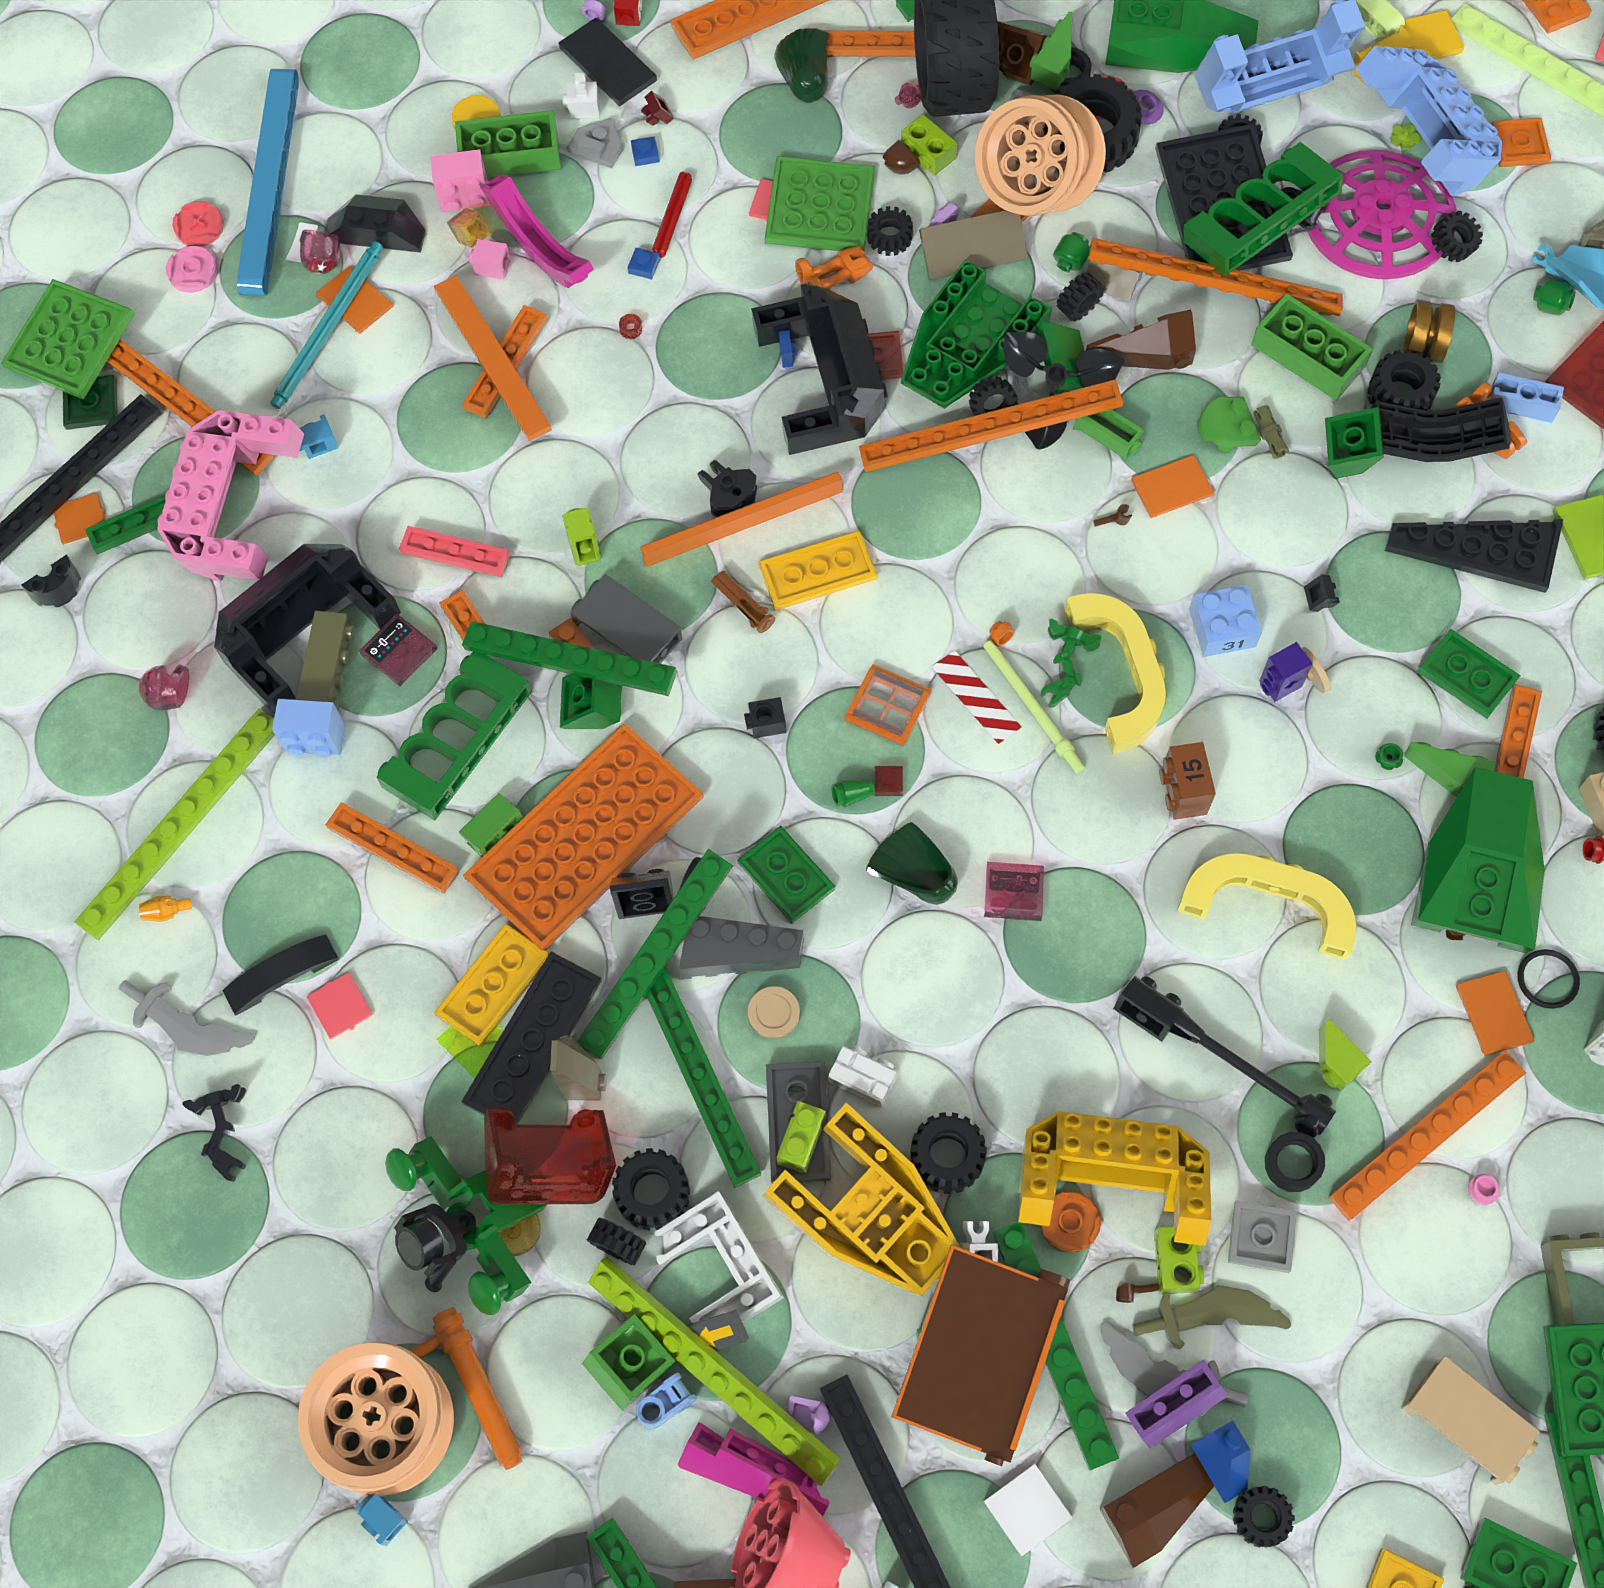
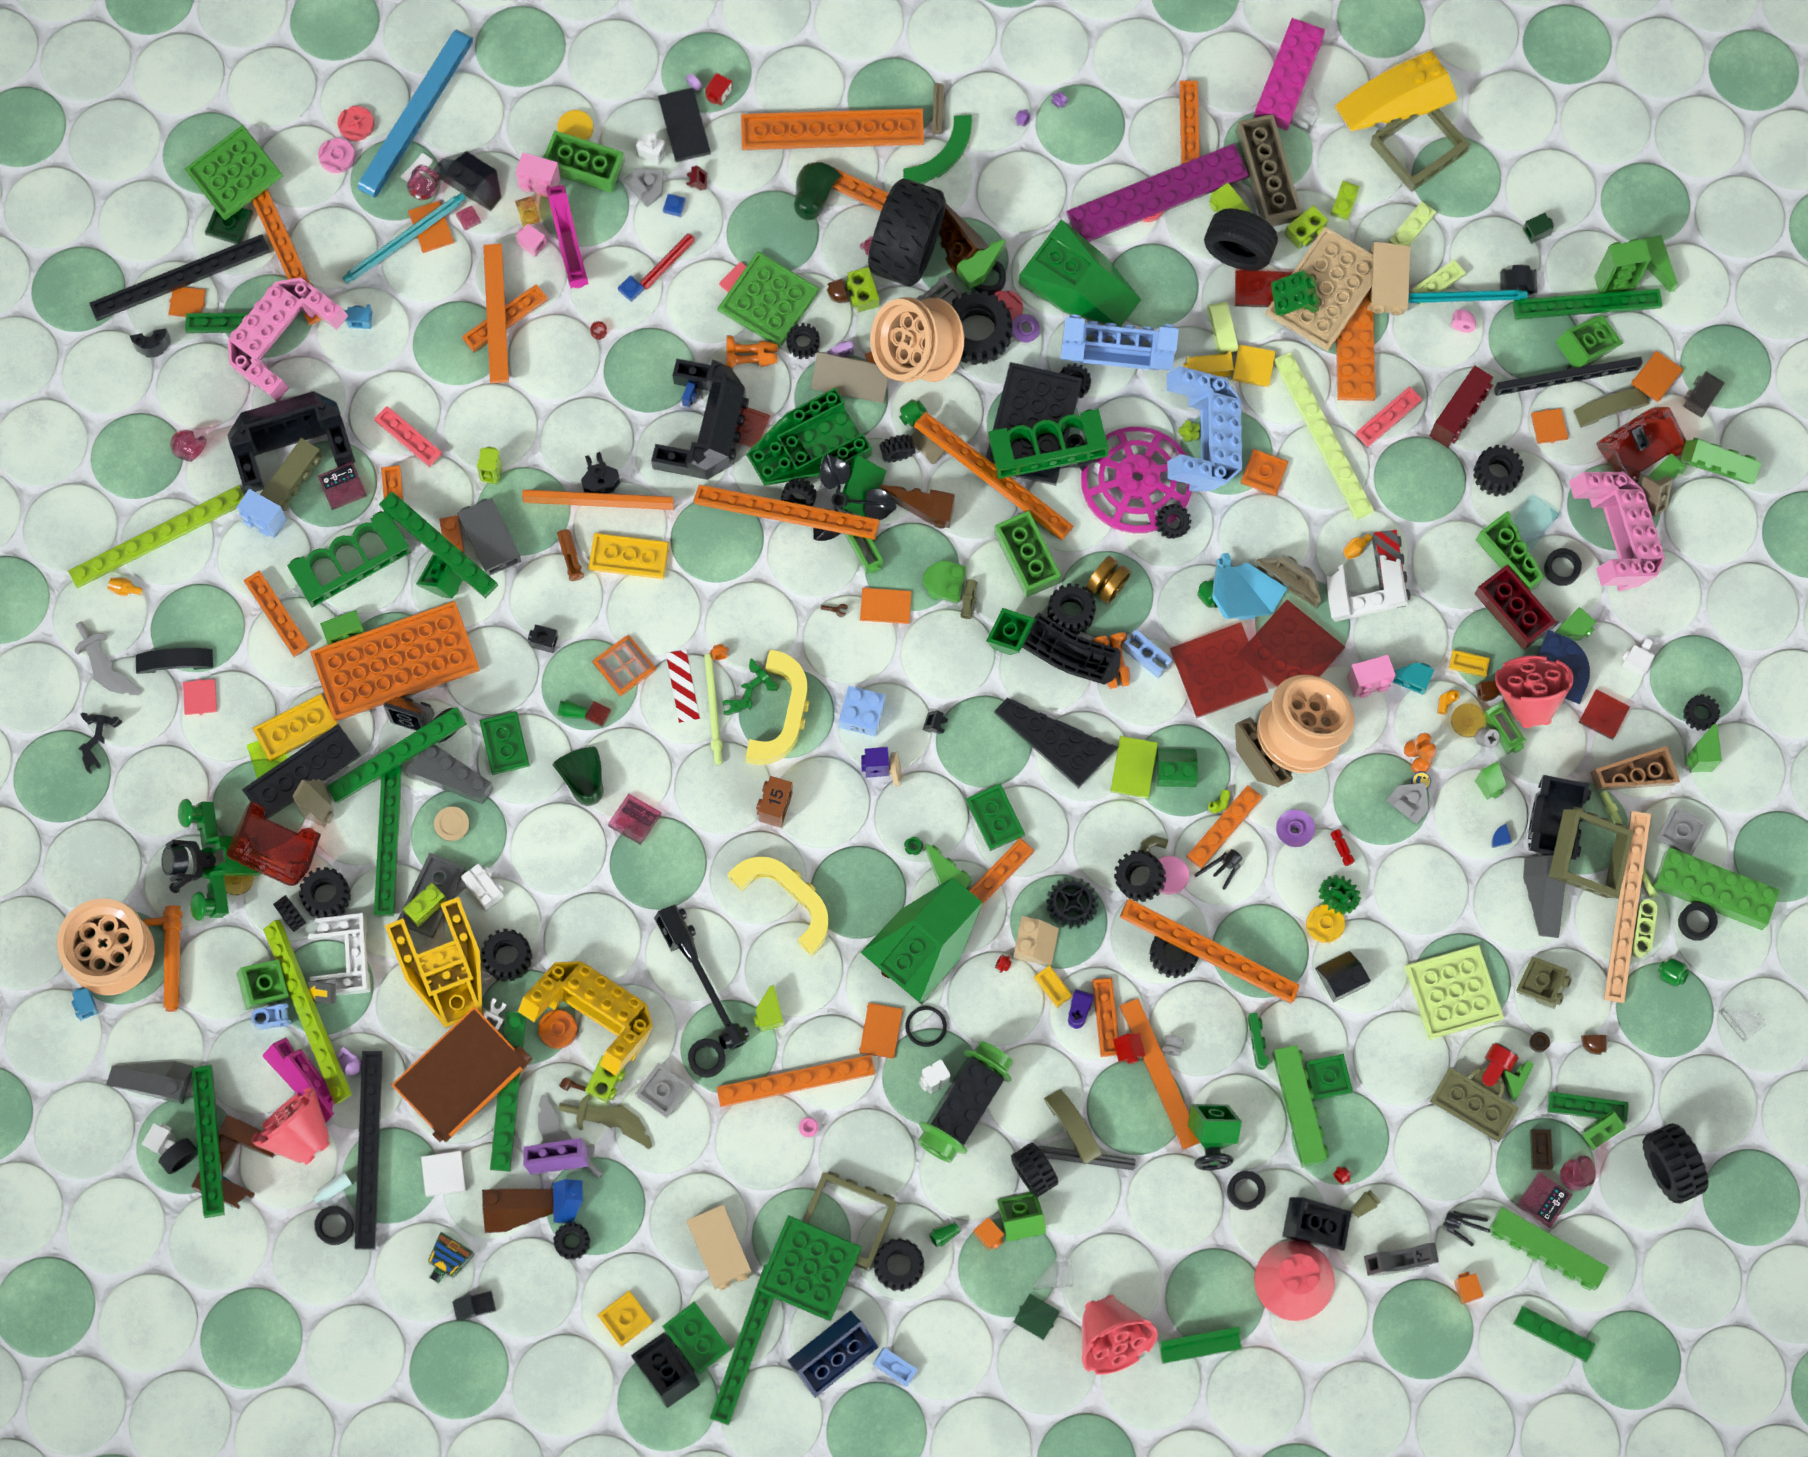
camera: 20 degrees right, 5 degrees up
(396, 269) = (468, 218): none -> clear pink plate

